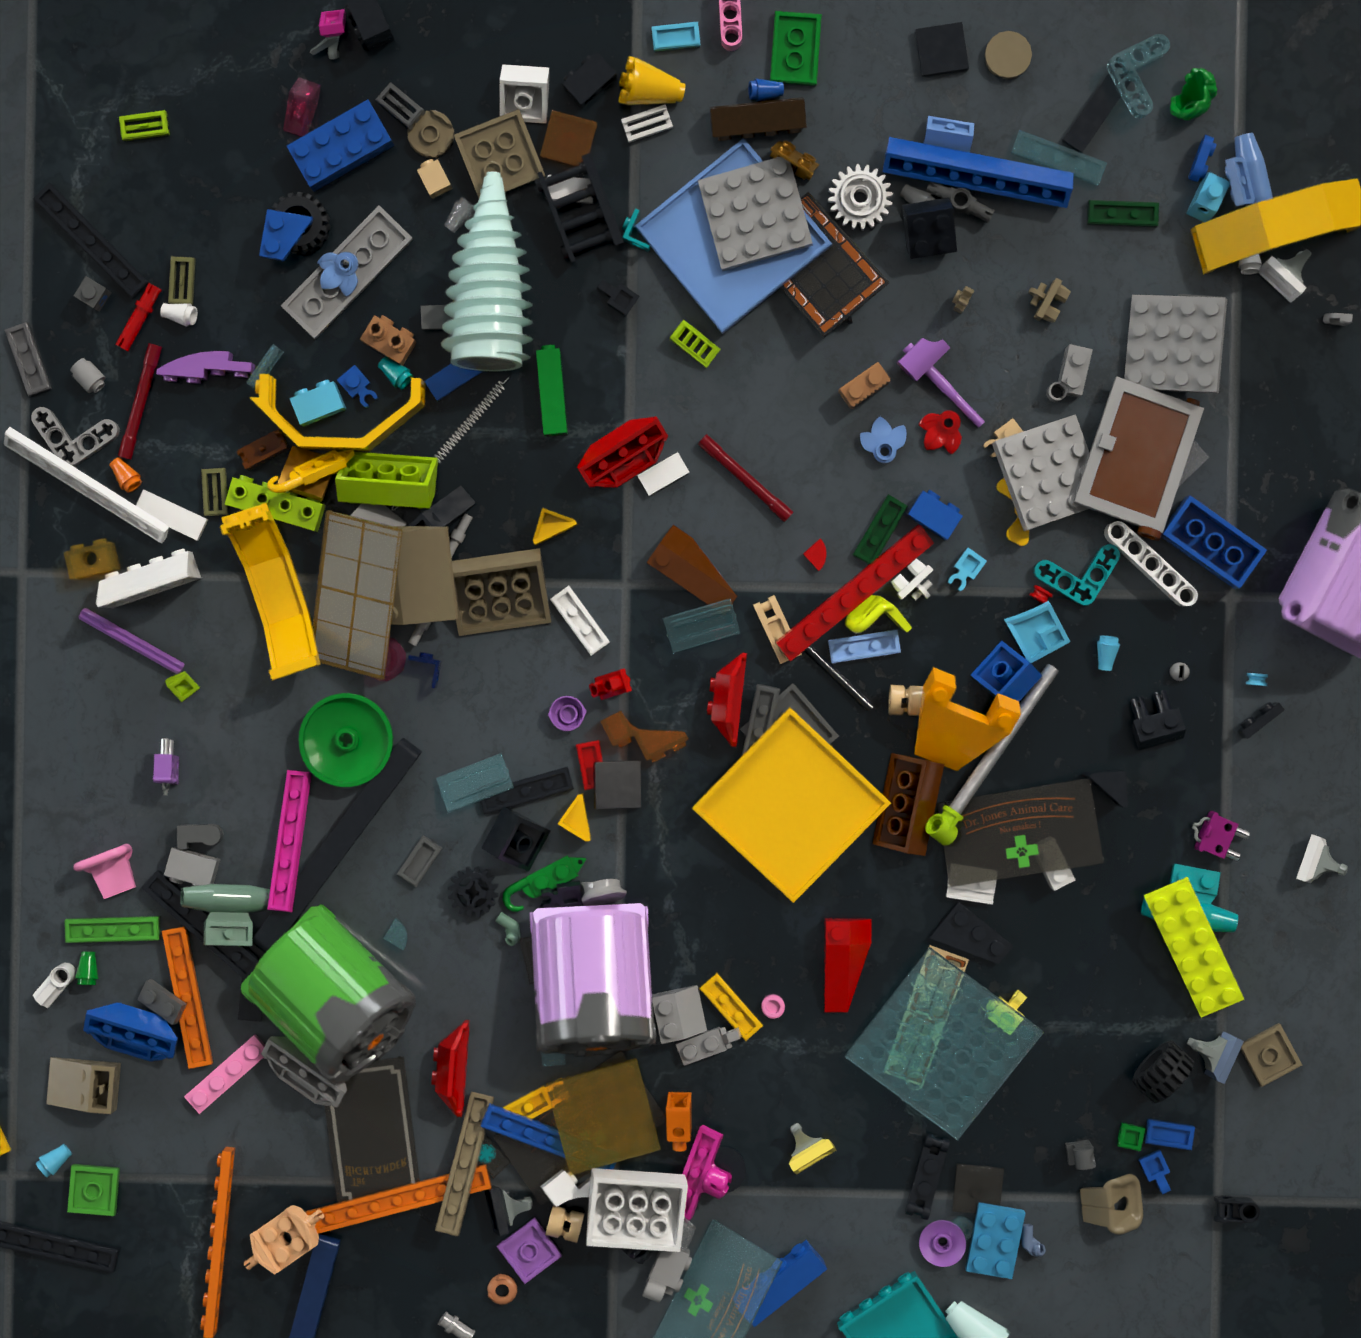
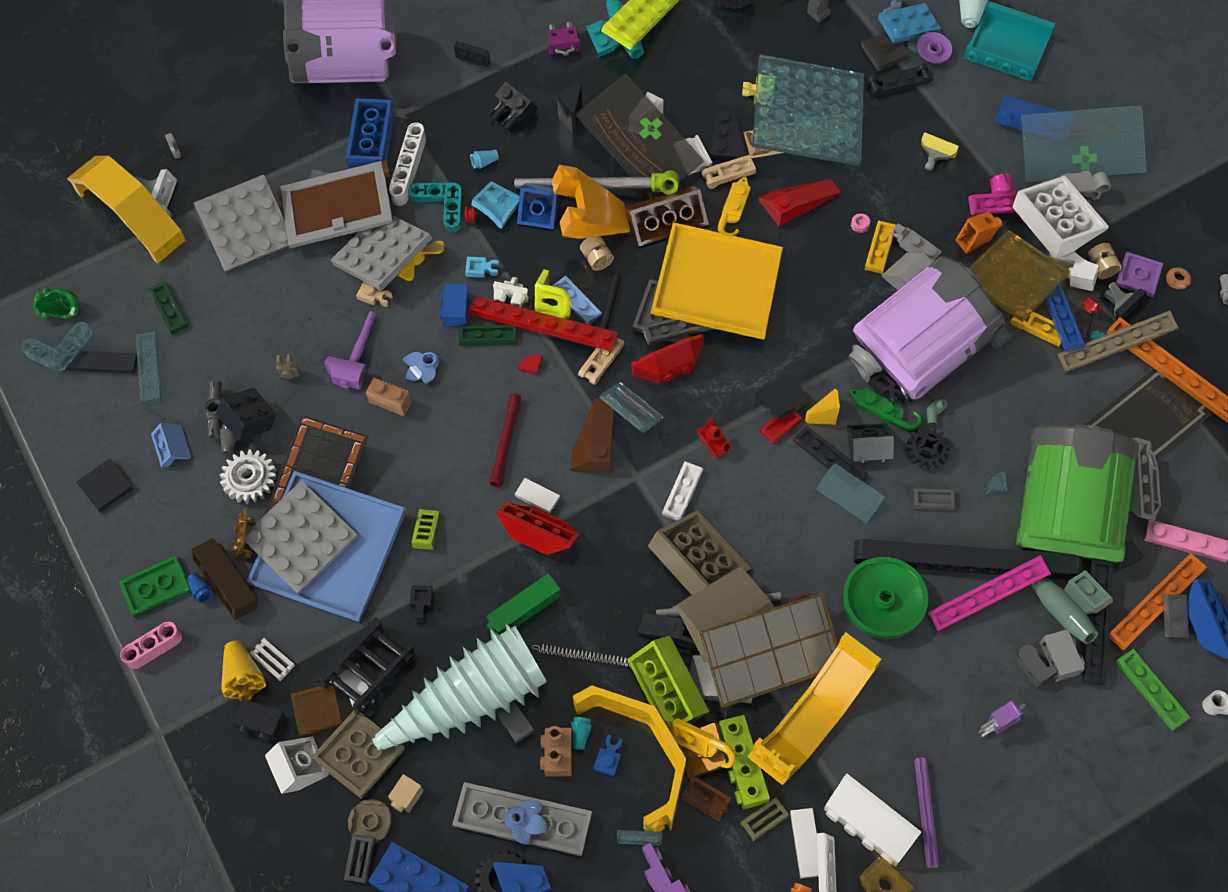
camera: 120 degrees left, 25 degrees down
(87, 969) = (1197, 687): green cone -> none
(110, 870) = (1113, 715): bright pink piece -> none
(182, 685) = (932, 751): lime slope -> none
(317, 403) = (642, 777): medium azure brick -> none
(428, 658) = (784, 577): clear blue bracket -> none
(449, 380) = (559, 689): blue tile -> none
(452, 1067) = (1058, 391): red wedge -> none
(459, 214) = (423, 757): clear cone -> none
(521, 1169) = (1091, 305): none -> red plate
(551, 525) = (626, 548): yellow slope -> none
(567, 713) = (756, 458): medium lavender hat -> none
(628, 227) = (360, 623): teal bracket -> none
(652, 742) = (736, 392): clear orange arch -> none
(676, 36) = (190, 678): medium azure tile -> none
(877, 885) = (734, 205): none -> yellow plate
(923, 908) = (728, 171): none -> tan plate
(939, 434) = (394, 334): red plate -> none
(978, 172) = (187, 409): blue brick -> none
(1008, 55) = (86, 439): dark tan tile -> none
(1055, 291) = (257, 319): dark tan hips -> none
(1072, 372) = (302, 275): light grey hinge -> none
(1175, 669) = (469, 114): light grey hinge -> none
(1204, 150) = (101, 279): blue plate -> none
(1208, 196) = (126, 258): medium azure torso -> none
(1247, 172) = (98, 241): medium blue plate -> none
(1257, 679) = (446, 69): medium azure bush -> none

